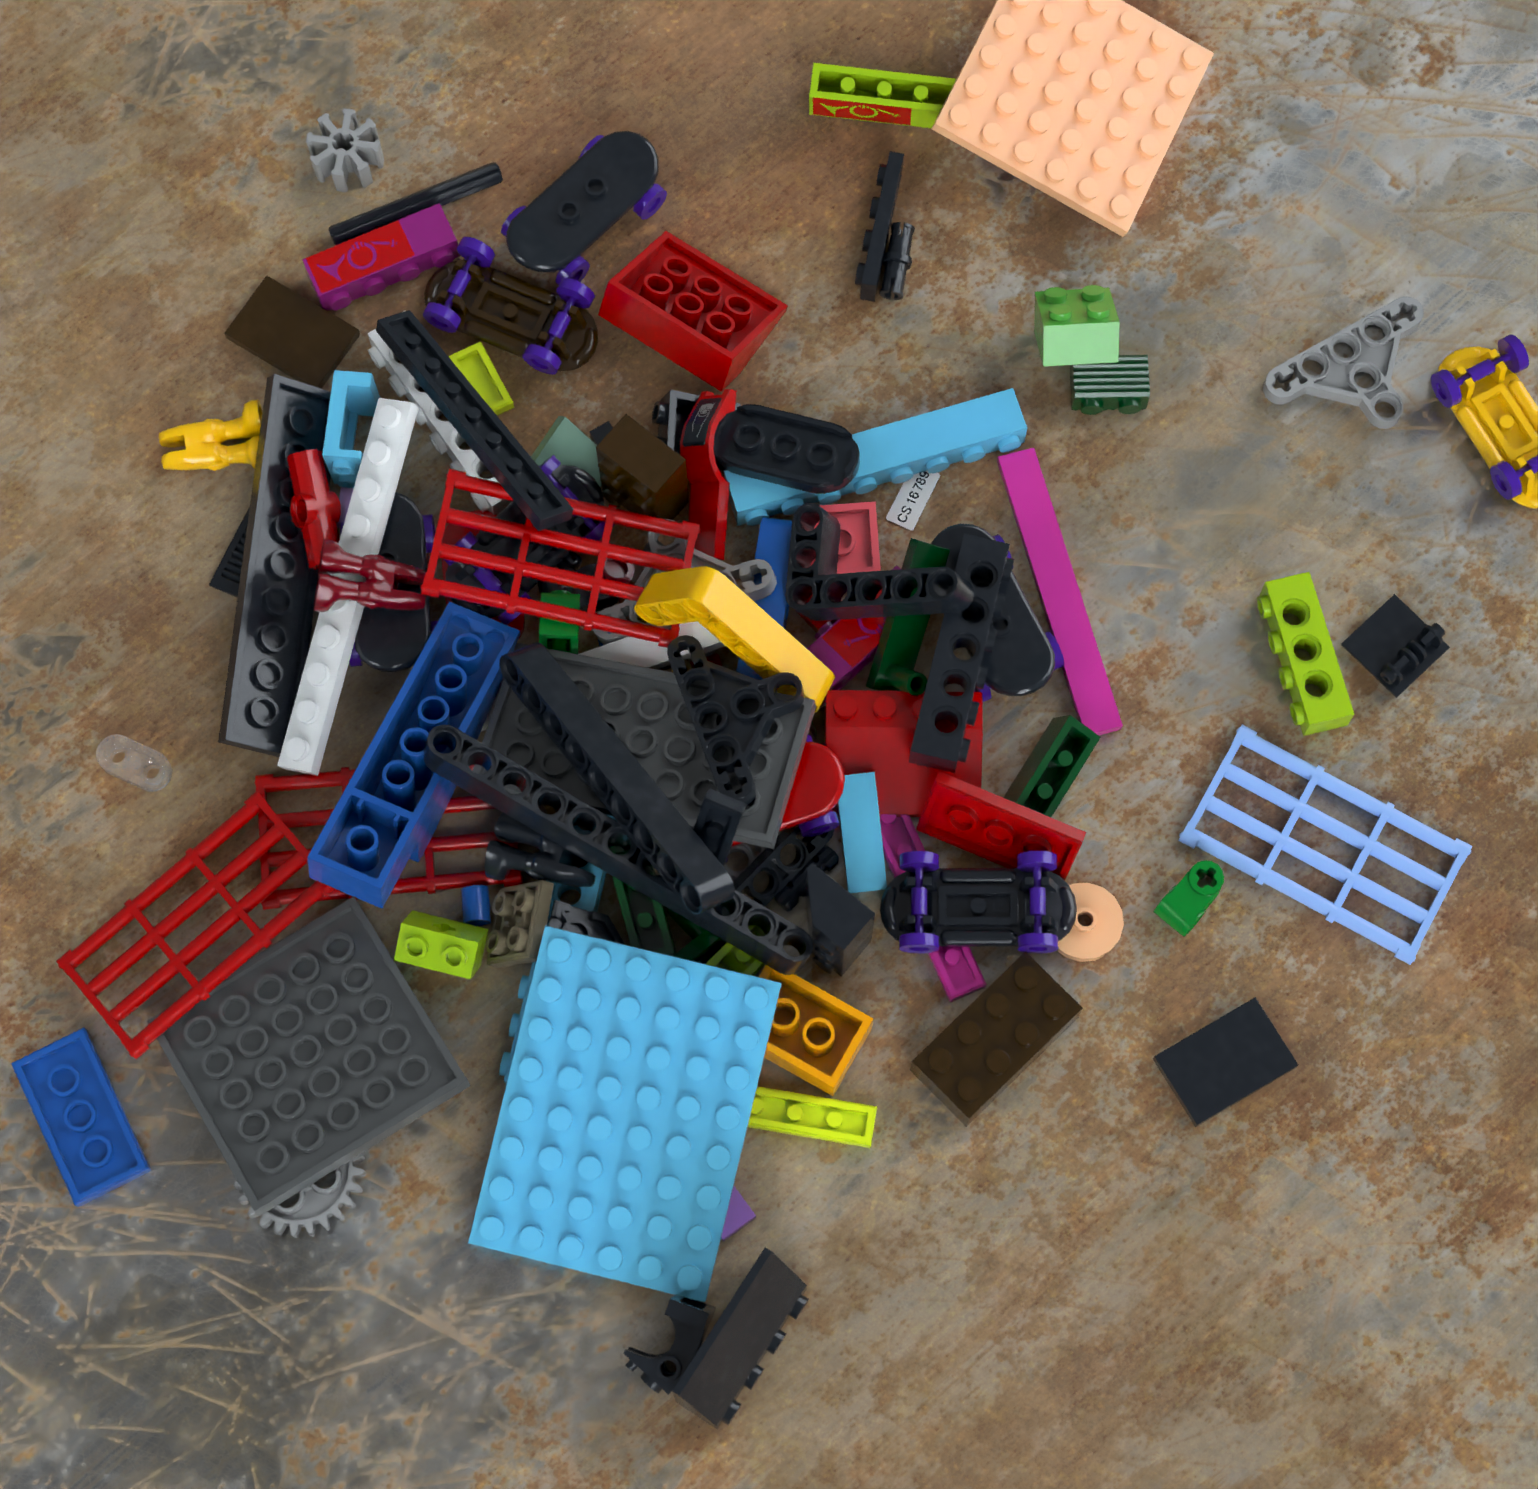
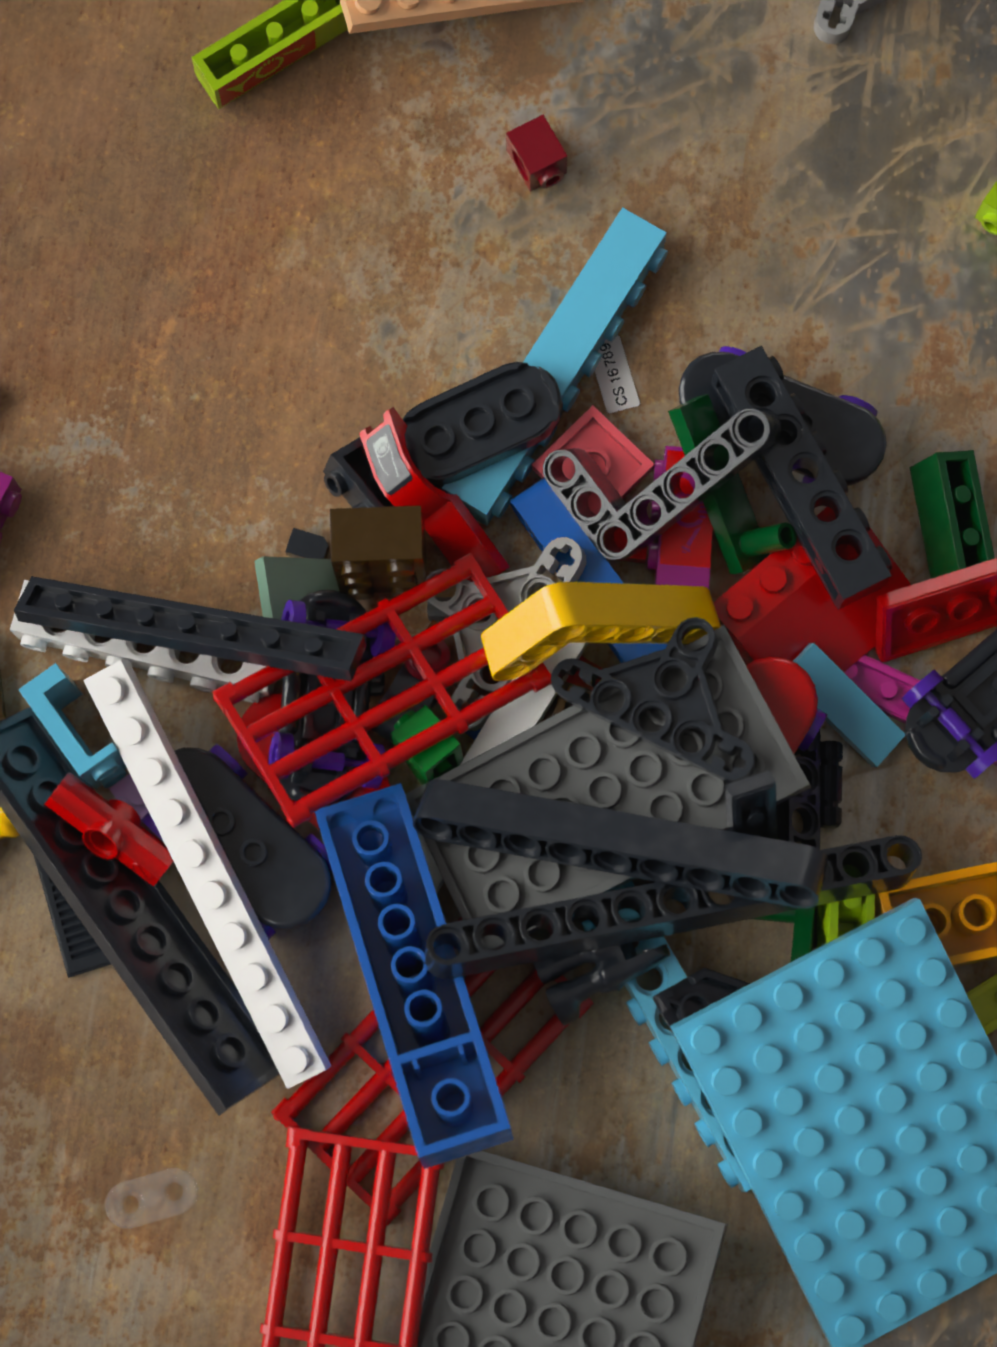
camera: 40 degrees left, 5 degrees up
(380, 584) = (242, 859): dark red piece -> none
(441, 944) = (579, 1120): lime brick -> none
(476, 905) = (572, 1057): blue hinge -> none
(482, 375) = (139, 578): neon yellow tile -> none
(511, 313) = (118, 502): dark brown piece -> none
(518, 923) = (632, 1041): dark tan tile -> none
(584, 204) = (98, 351): black piece -> none
(643, 916) = (738, 945): dark green brick -> none
(691, 310) = (276, 368): red slope -> none
(836, 922) = (904, 803): black slope -> none
(876, 240) = (381, 172): black plate -> none
(897, 261) = (415, 177): black pin -> none
(992, 309) = (537, 153): none -> dark red brick
(1059, 591) = (810, 352): dark pink tile -> none
(1076, 326) = (628, 108): bright green brick -> none
(1111, 385) = (694, 137): dark green brick -> none

